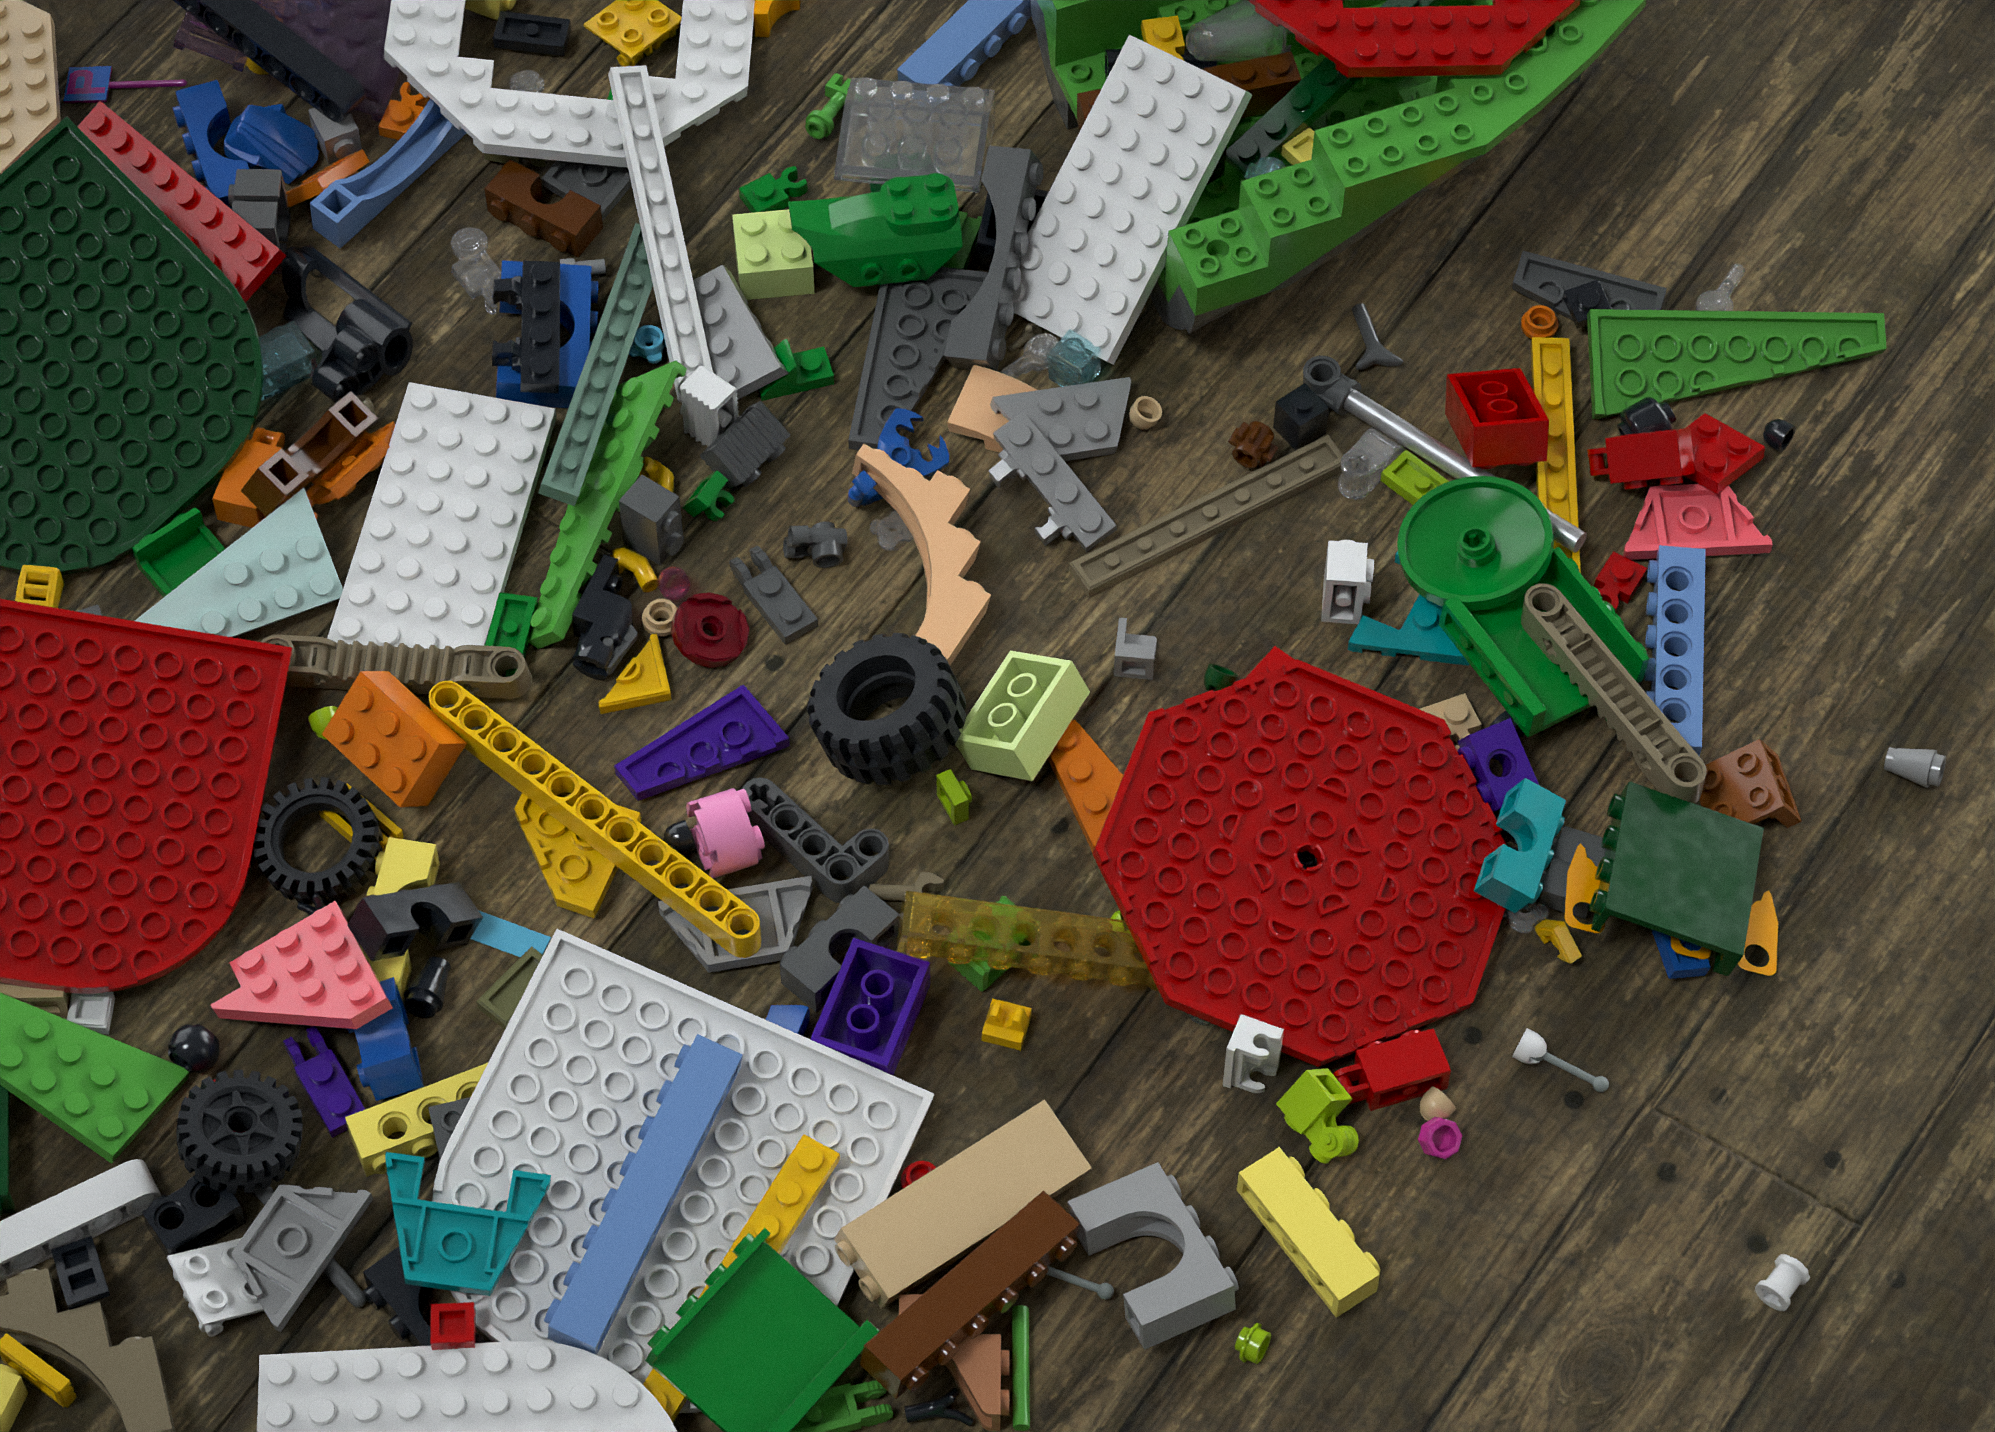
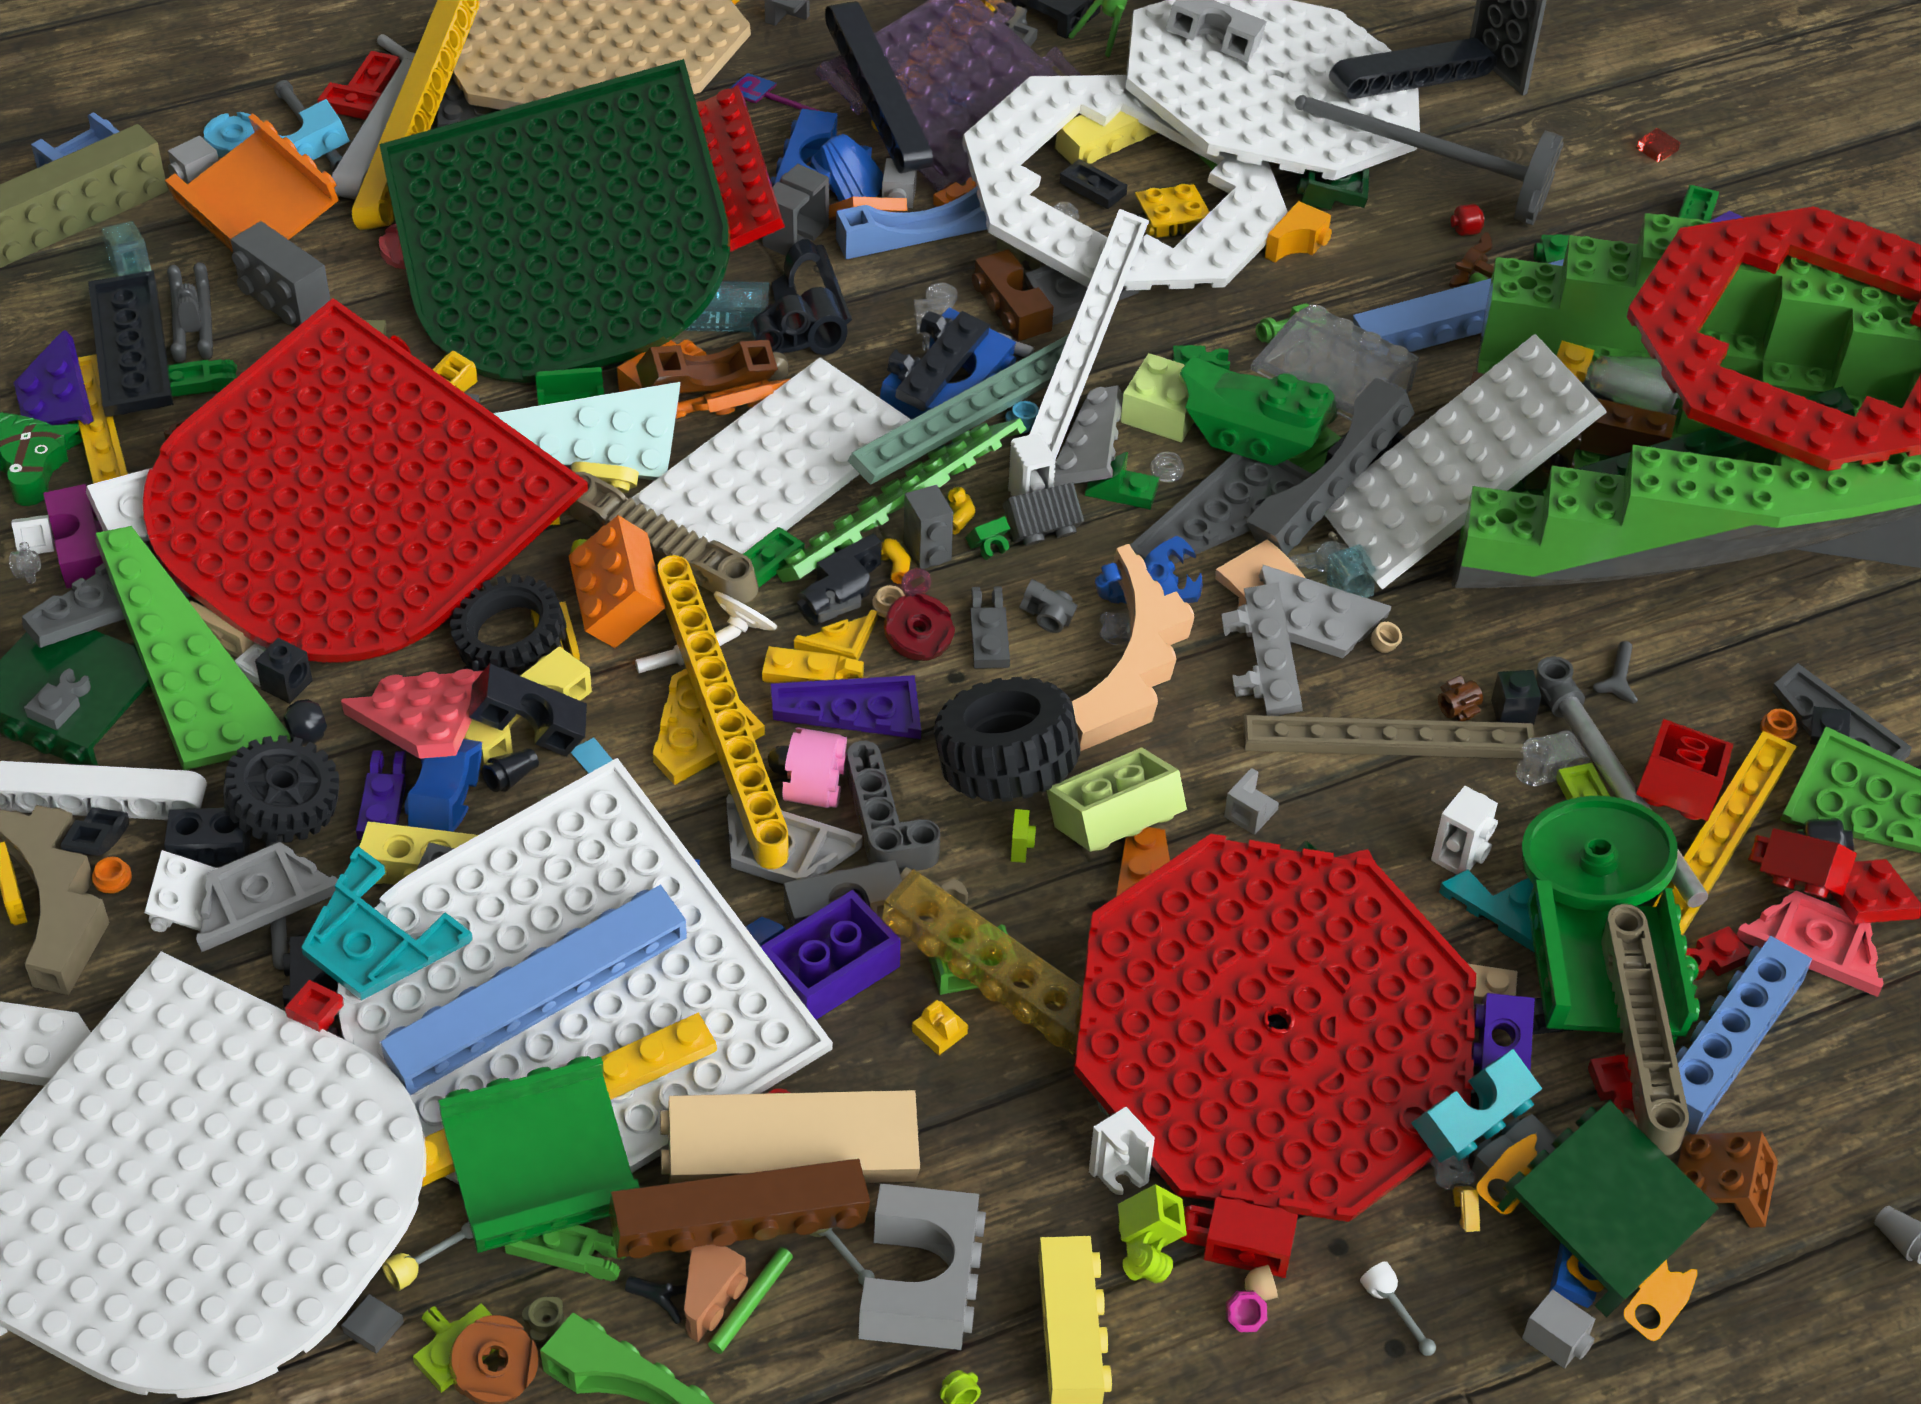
camera: 30 degrees right, 10 degrees down
(127, 1306) = (111, 875): none -> orange plate
(129, 1006) = (283, 670): none -> black brick
(300, 622) = (617, 476): none -> light yellow plate
(537, 715) = (740, 619): none -> white dish
(633, 728) = (793, 665): none -> yellow hinge
(823, 323) = (1167, 467): none -> clear plate
(1608, 755) = (1613, 1080): none -> red plate
(1699, 1008) = (1559, 1329): none -> light grey brick

